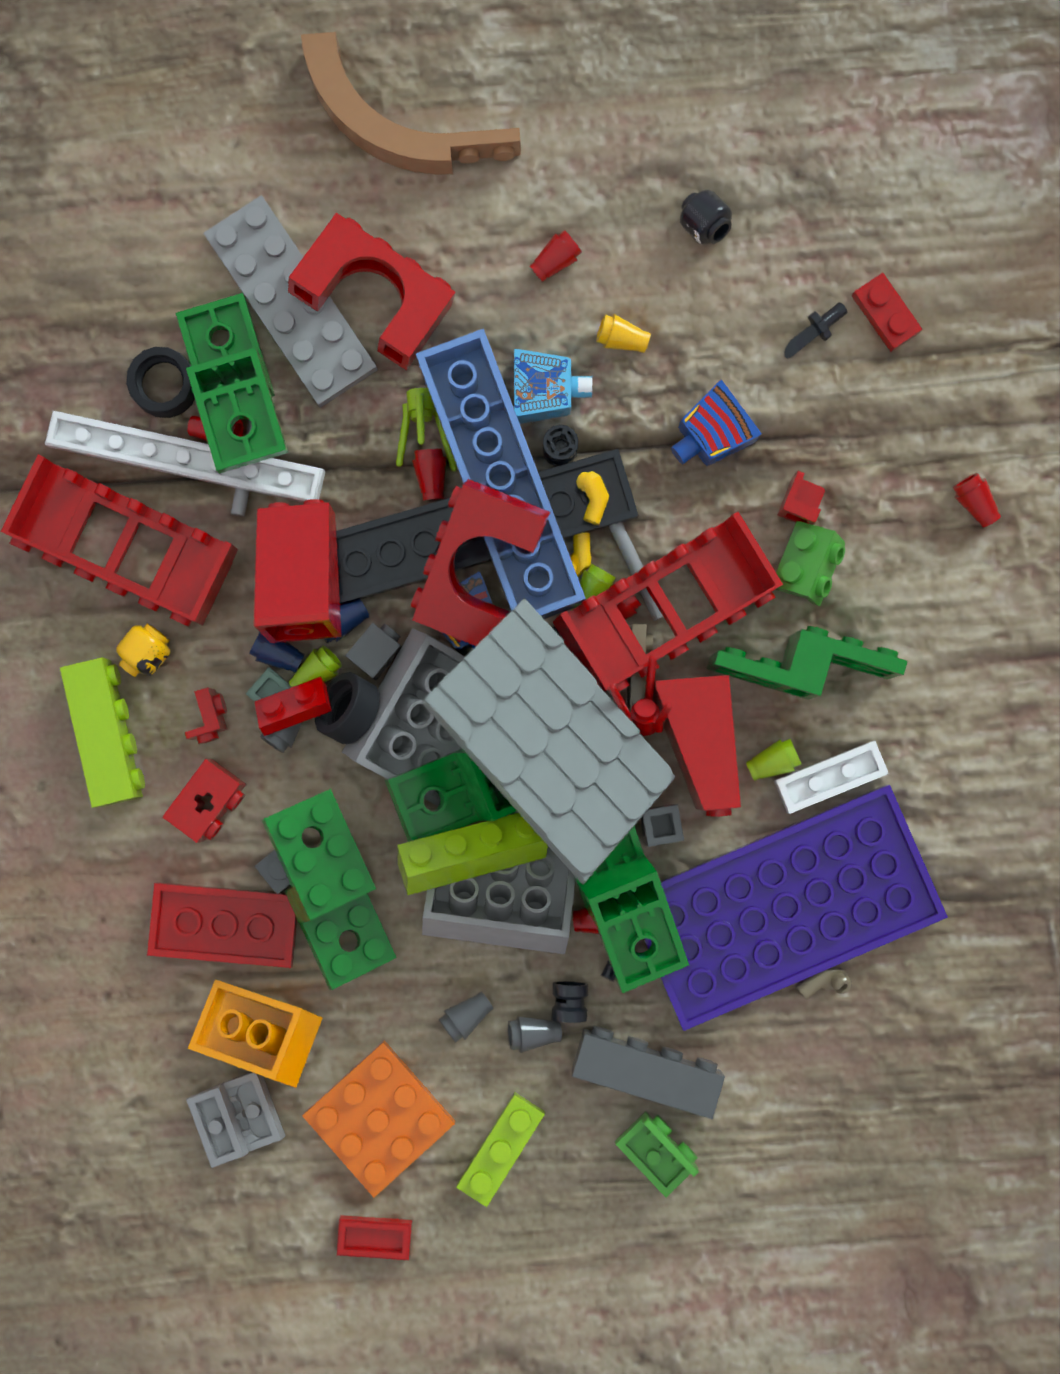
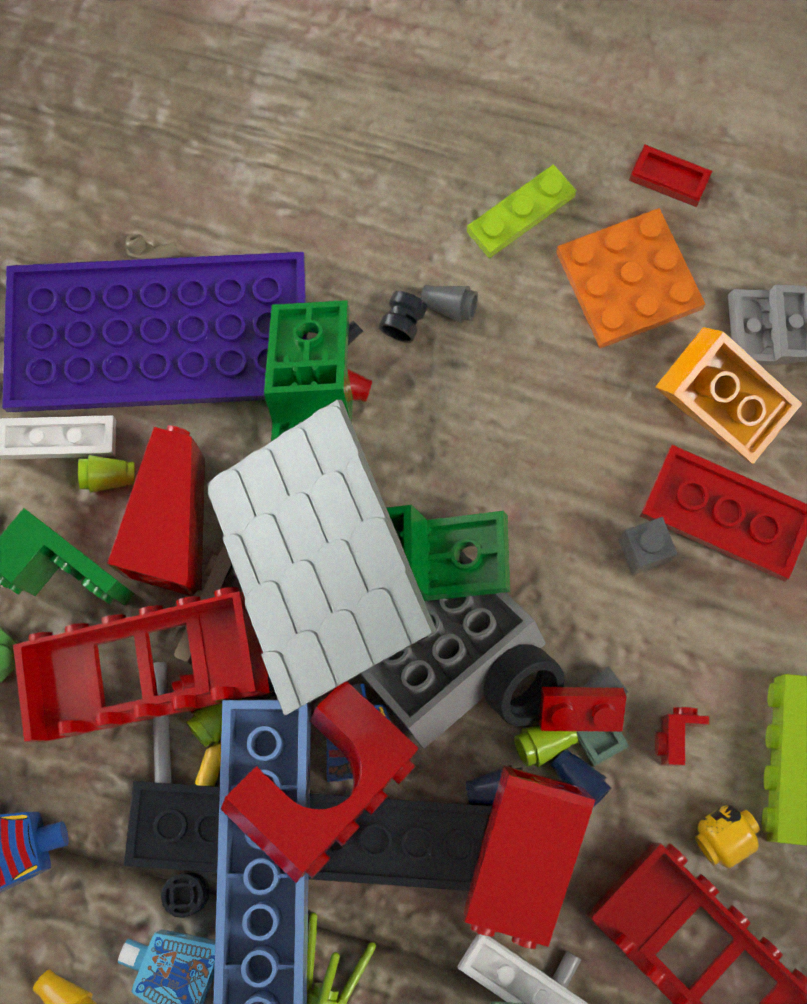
camera: 155 degrees left, 10 degrees down
(187, 810) = (731, 639): red brick -> none
(329, 888) = (606, 506): green bracket -> none
(375, 650) = (472, 739): dark grey brick -> none
(430, 472) = (340, 919): red cone -> none
(465, 1016) = (511, 339): dark grey cone -> none
(468, 853) = (452, 486): lime brick -> none
(509, 907) = (432, 445): light grey slope -> none
(596, 493) = (166, 820): yellow arm -> none
(644, 712) = (210, 560): red plant -> none
(648, 1072) = (353, 227): dark grey brick -> none
(657, 1154) = (374, 155): bright green bracket -> none
(662, 825) = (240, 441): dark grey brick -> none

